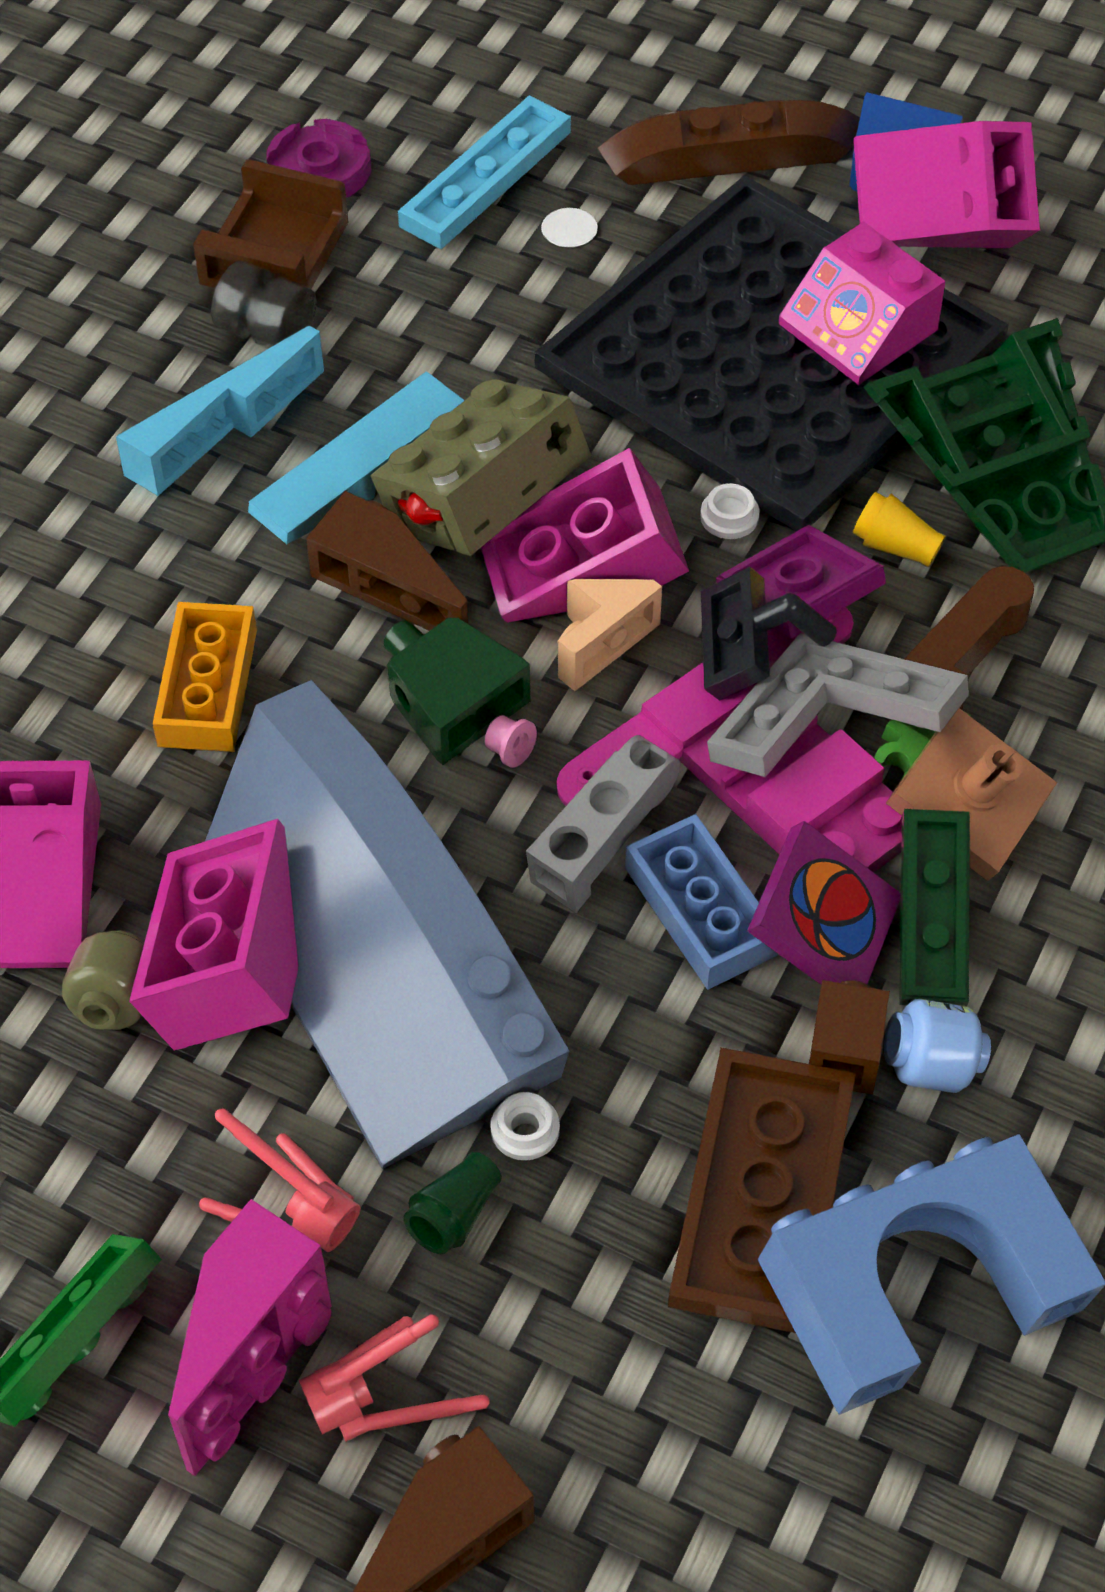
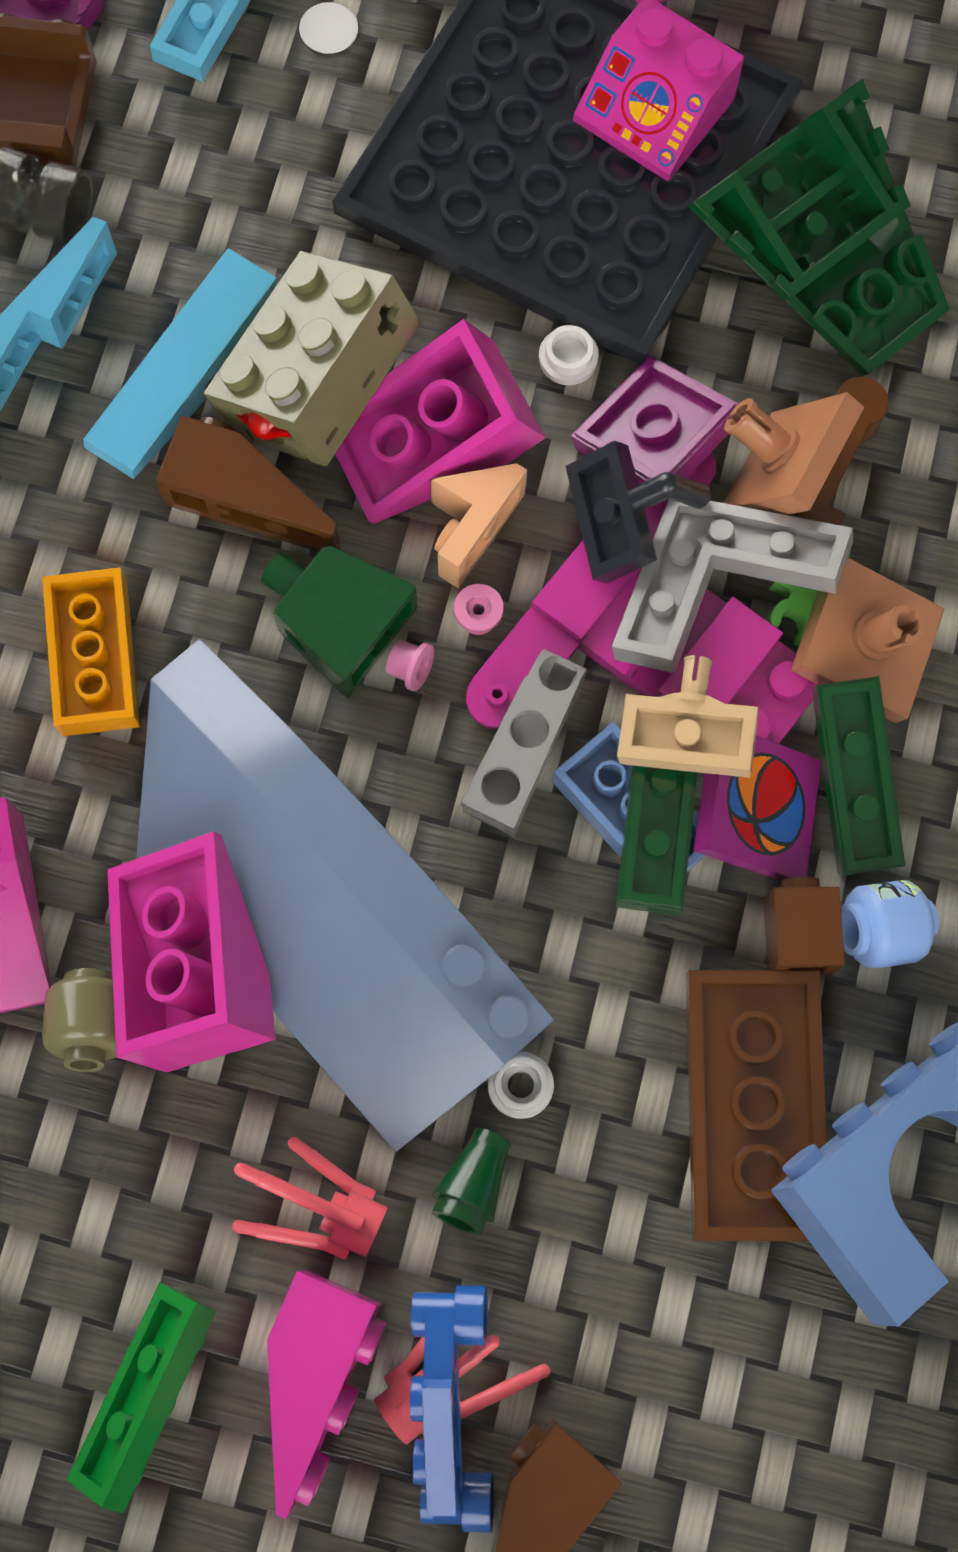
camera: 15 degrees left, 20 degrees up
(360, 1354) = (446, 1492): none -> blue plate
(588, 706) = (478, 599): none -> bright pink piece
(720, 899) = (656, 840): none -> dark green tile
(763, 812) = (689, 729): none -> tan plate
(897, 530) = (738, 347): yellow cone -> none
(919, 613) = (789, 451): none -> nougat tile

